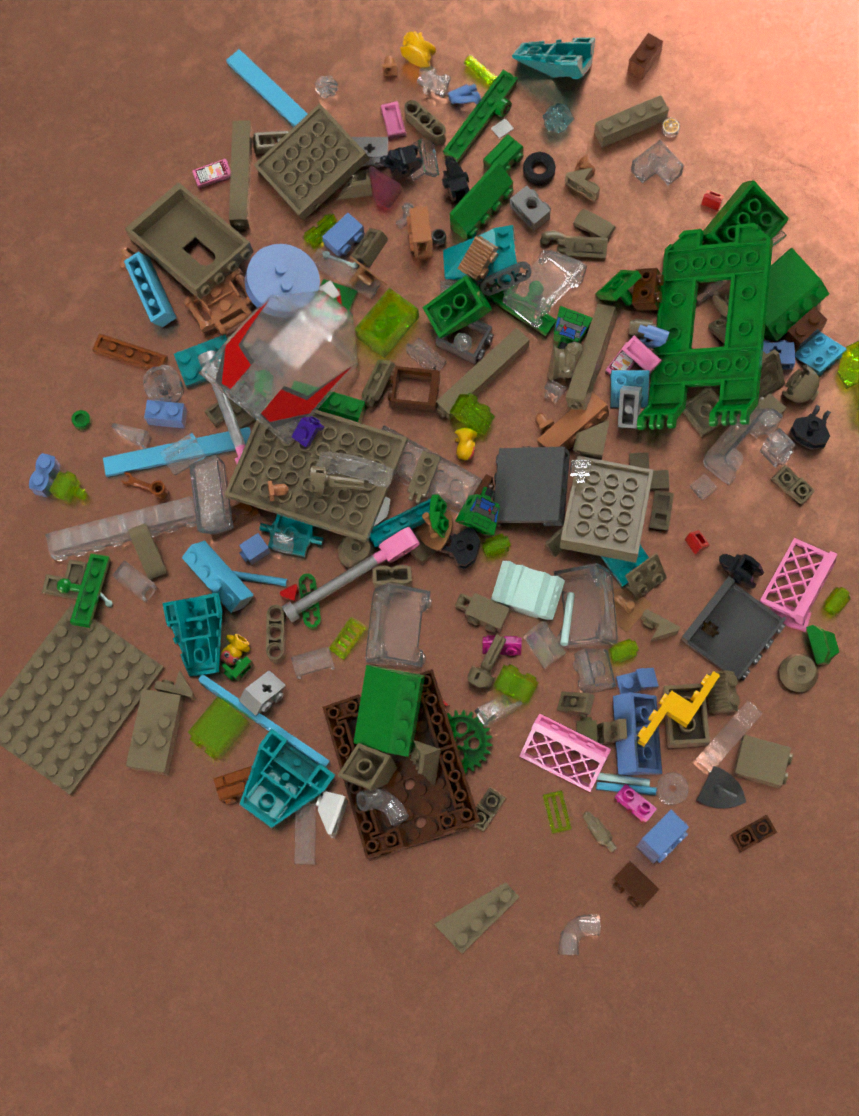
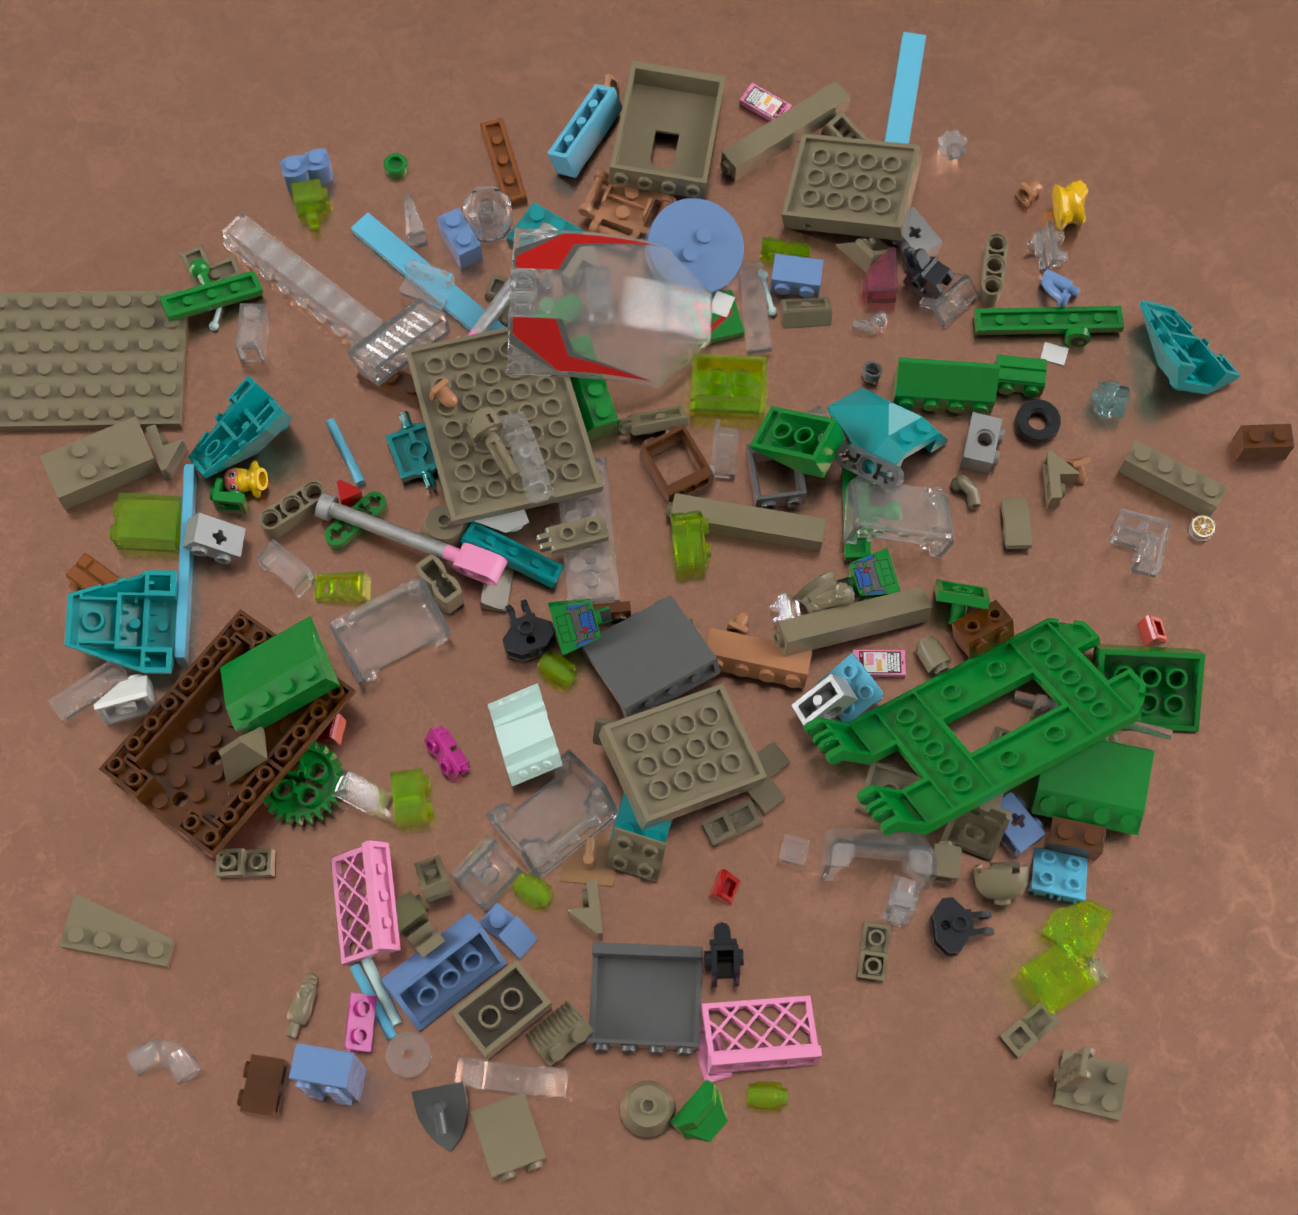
camera: 45 degrees right, 5 degrees down
(147, 551) = (292, 320): dark tan beam -> none
(157, 487) = (369, 283): dark orange brick -> none
(217, 576) = (314, 408): medium azure brick -> none
(254, 549) = (372, 424): medium blue brick -> none
(283, 543) = (397, 446): clear tile -> none
(307, 430) = (535, 379): dark purple bracket -> none
(359, 274) = (767, 320): medium nougat shield -> none
(368, 768) = (196, 700): dark tan slope -> none
(384, 802) = (172, 743): clear cylinder -> none
(393, 120) = (971, 237): bright pink tile -> none
(419, 231) = (859, 346): nougat brick -> none
(428, 534) = (526, 592): medium nougat shield -> none
(437, 518) = (545, 577): green slope -> none
(454, 178) = (949, 339): black hinge -> none
(462, 342) = (761, 473): clear plate -> none
(466, 446) = (651, 560): yellow animal -> none
(478, 258) = (868, 420): medium nougat brick -> none
(480, 70) = (1101, 283): clear neon green pin -> none
(481, 675) = (394, 755): dark tan piece -> none
(483, 612) = (470, 708): dark tan brick -> none
(544, 644) = (476, 796): clear brick -> none
(565, 813) = (303, 947): clear neon green tile -> none
(567, 619) = (523, 801): light aqua bar -> none
(581, 469) = (703, 693): clear tile -> none
(583, 246) = (981, 528): dark tan hinge -> none
(592, 441) = (752, 689): dark tan slope -> none
(641, 354) = (899, 675): bright pink tile -> none
(658, 335) = (933, 676): medium blue plant -> none
(677, 708) = (495, 990): yellow bracket -> none
(710, 628) = (626, 969): dark brown plate -> none
(754, 833) = (418, 1185): reddish brown slope -> none

